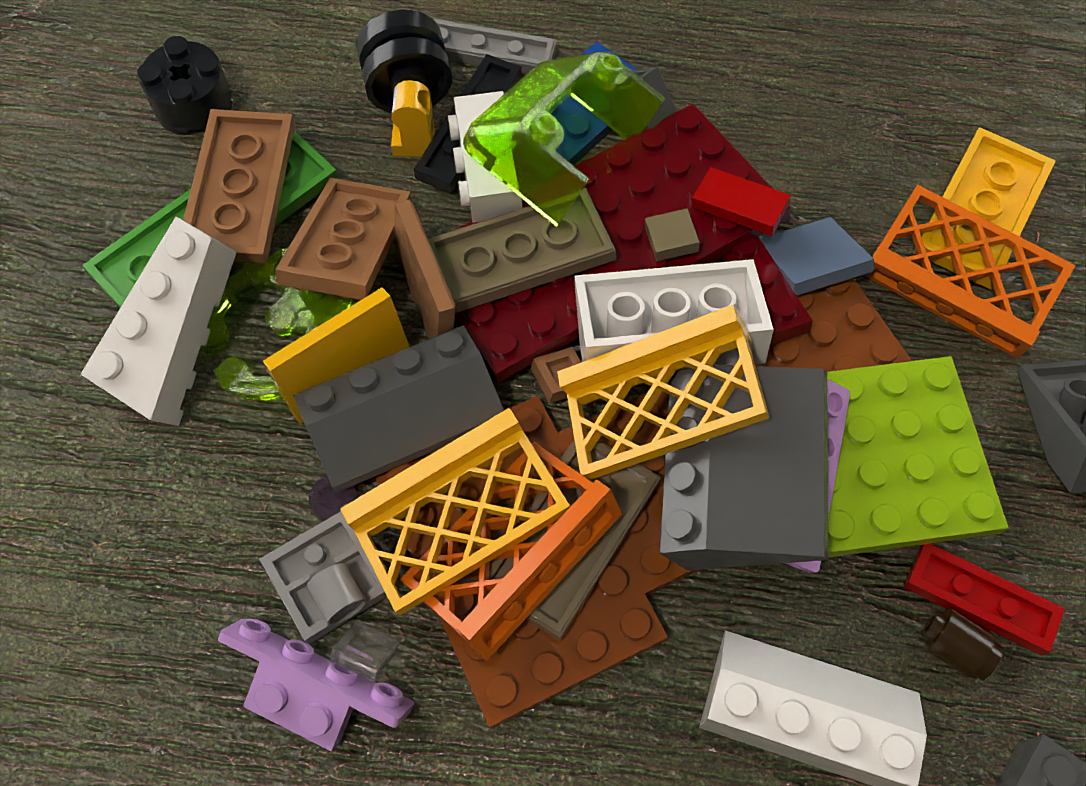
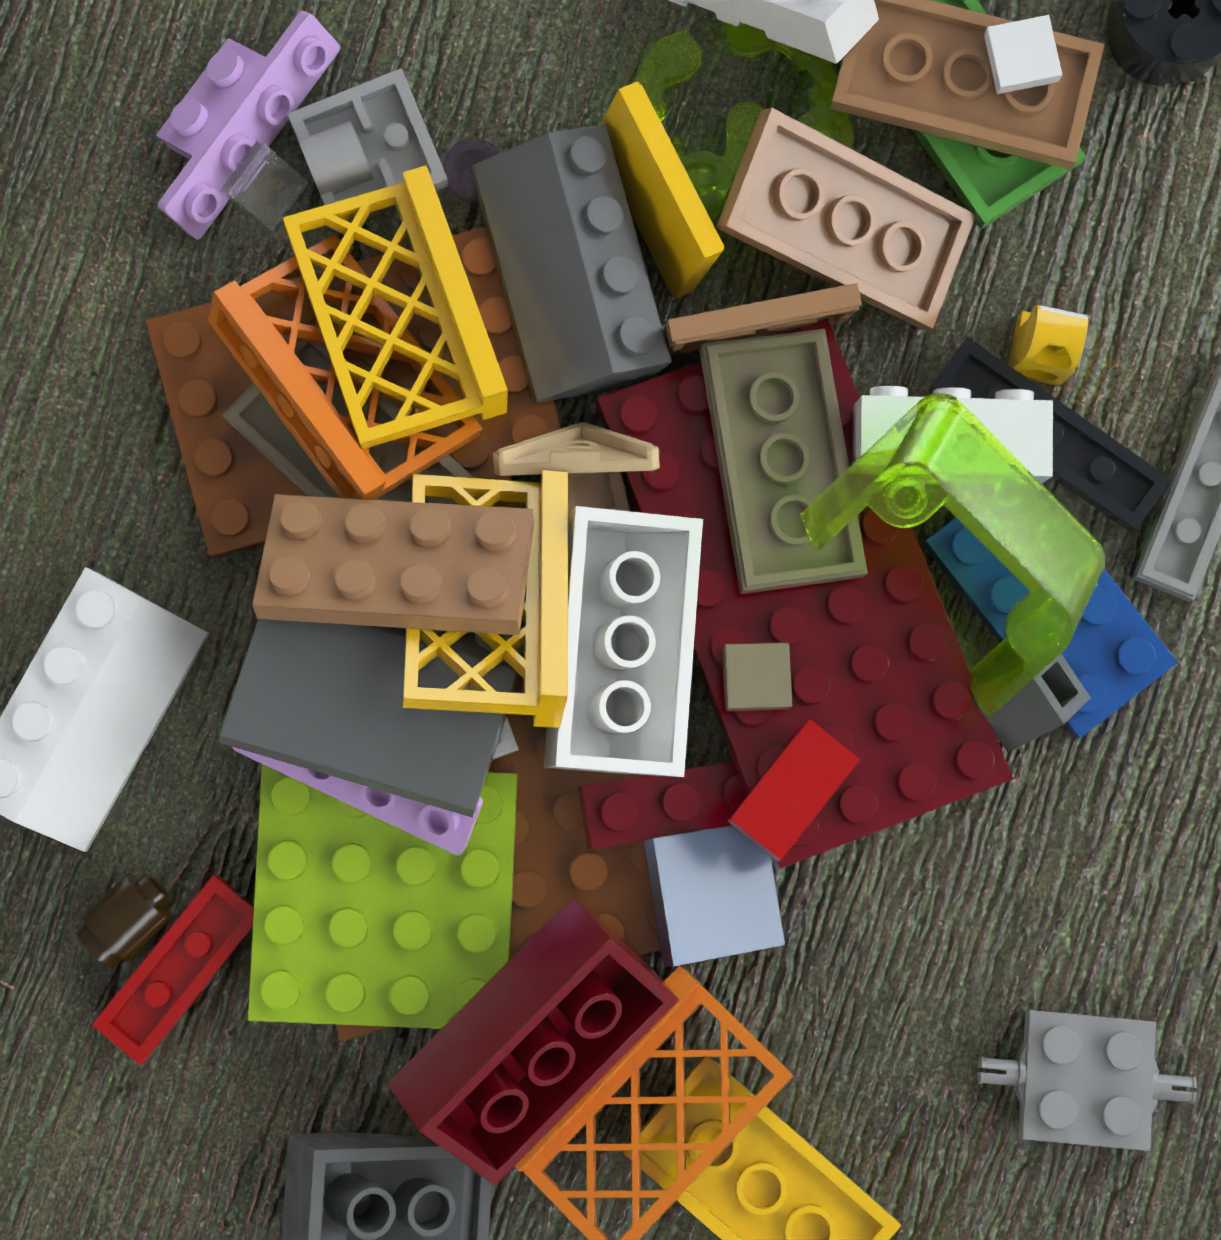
camera: 100 degrees right, 20 degrees up
(221, 146) = (1023, 54): none -> white tile
(399, 49) = (1155, 341): black wheel -> none
(537, 374) = (577, 450): none -> tan tile
(660, 457) = (395, 564): none -> medium nougat plate
(856, 56) = (1087, 1080): none -> light grey plate
(960, 329) = (532, 1042): none -> dark red brick

